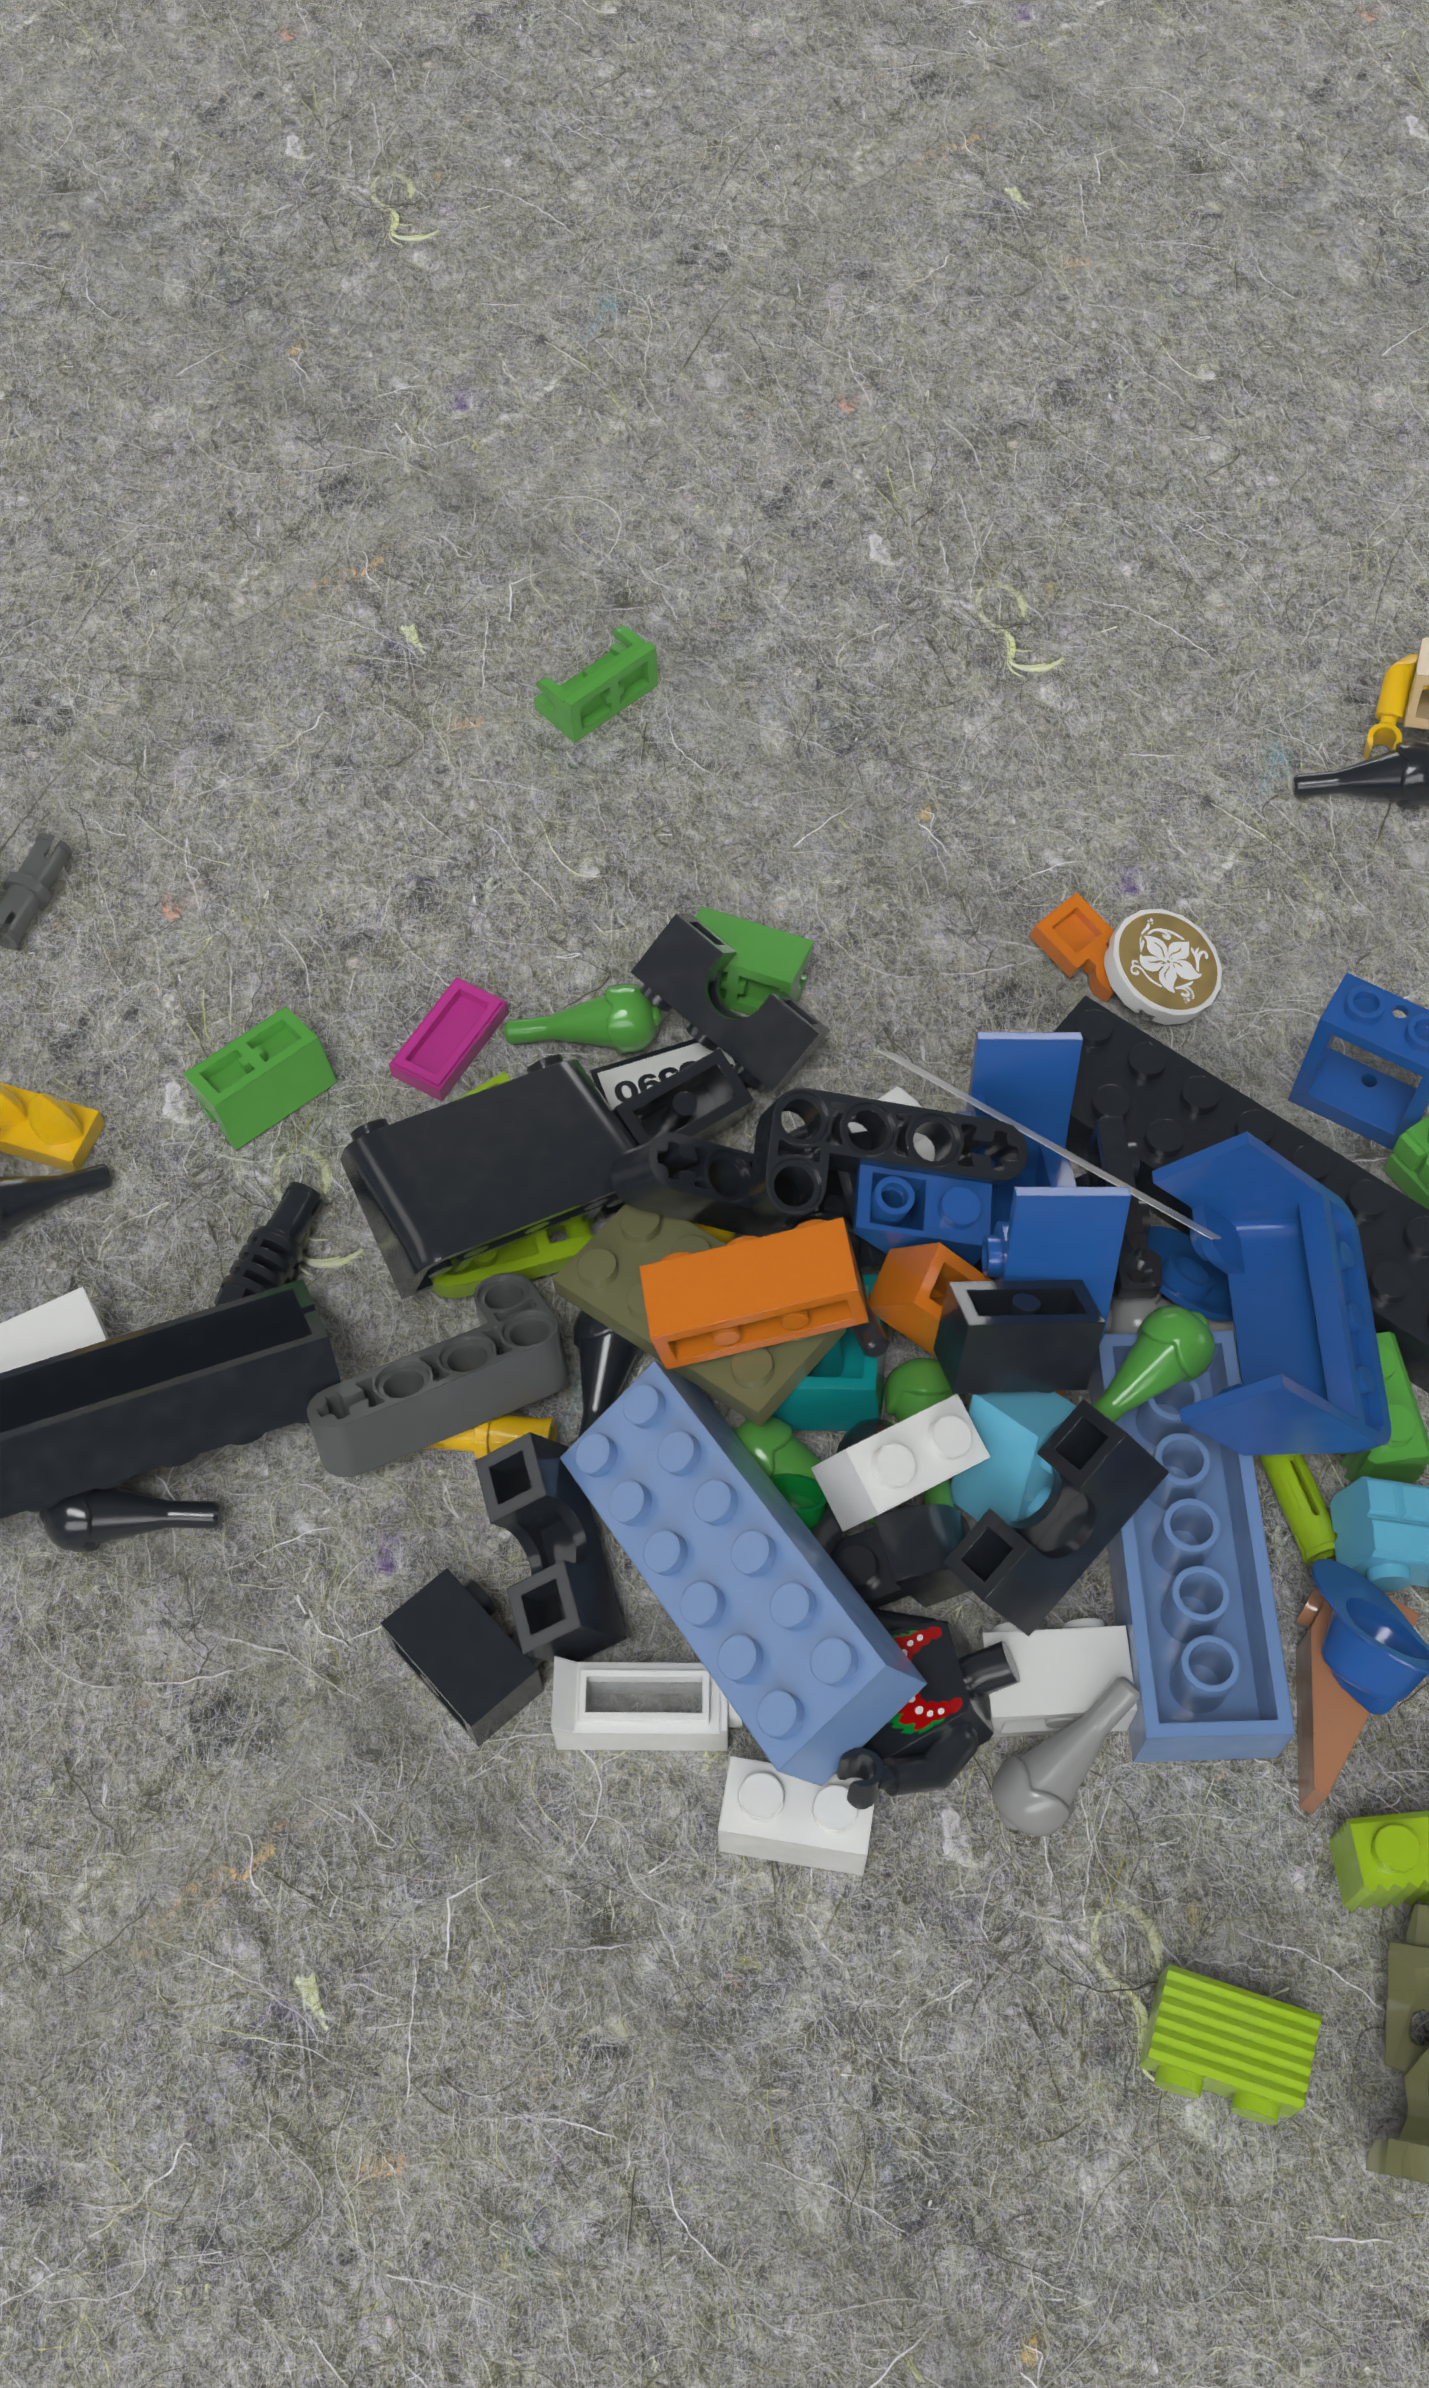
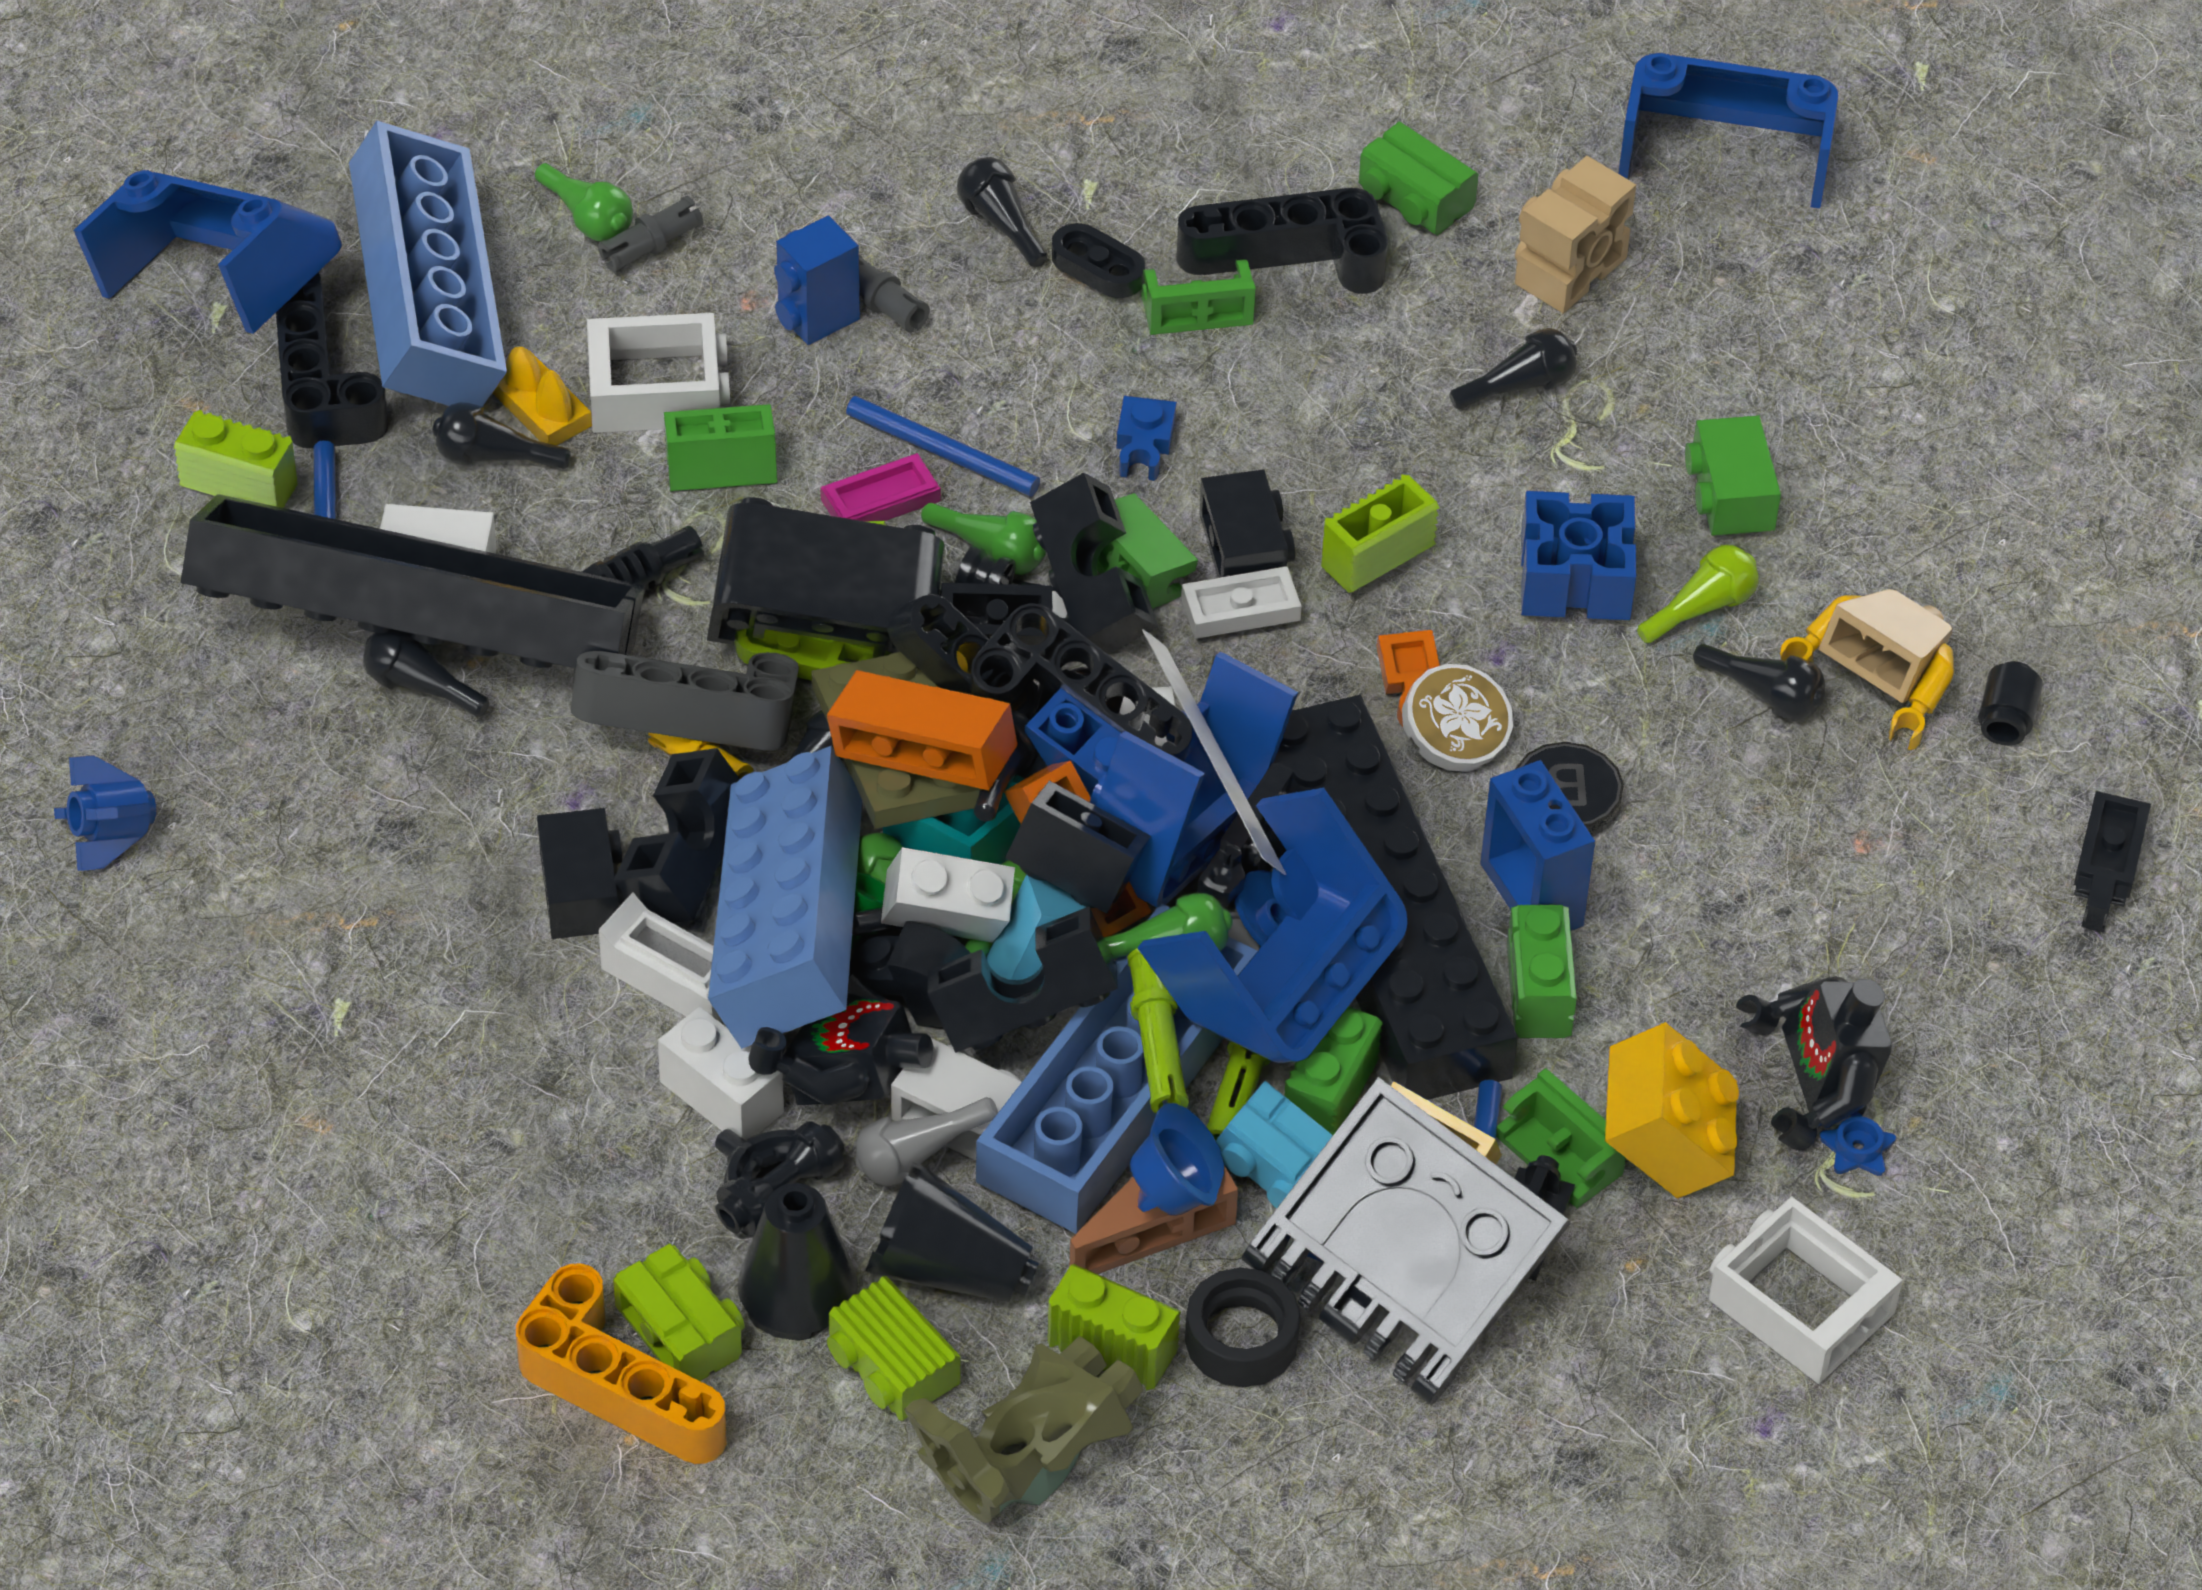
camera: 30 degrees right, 10 degrees down
(158, 1070) = (659, 336): none -> white window
(238, 851) = (817, 280): none -> blue brick
(300, 831) = (884, 294): none -> dark grey pin
(328, 681) = (989, 190): none -> black piece
(471, 956) = (943, 446): none -> blue bar
(479, 695) = (1098, 260): none -> black plate
(623, 1070) = (981, 569): none -> black wheel
(633, 577) = (1288, 231): none -> black beam
(649, 837) = (1144, 433): none -> blue plate
(702, 477) = (1418, 178): none -> bright green brick
(824, 888) = (1244, 523): none -> black brick
(875, 961) = (1241, 602): none -> white plate
(885, 455) = (1574, 233): none -> tan brick
(918, 273) = (1732, 96): none -> blue windscreen
(936, 1954) = (803, 1152): none -> black piece
(945, 587) = (1544, 361): none -> black piece
(953, 824) = (1379, 533): none -> lime brick
(979, 2283) = (683, 1416): none -> light orange beam
(980, 2161) = (678, 1313): none -> lime brick
(1056, 2020) = (795, 1265): none -> black cone
(1139, 749) = (1578, 555): none -> blue brick
(1183, 1873) = (949, 1243): none -> black cone
(1198, 604) = (1733, 475): none -> bright green brick
(1238, 1499) = (1154, 1011): none -> lime pin
(1266, 705) = (1723, 579): none -> lime piece
(1297, 976) = (1585, 778): none -> black tile

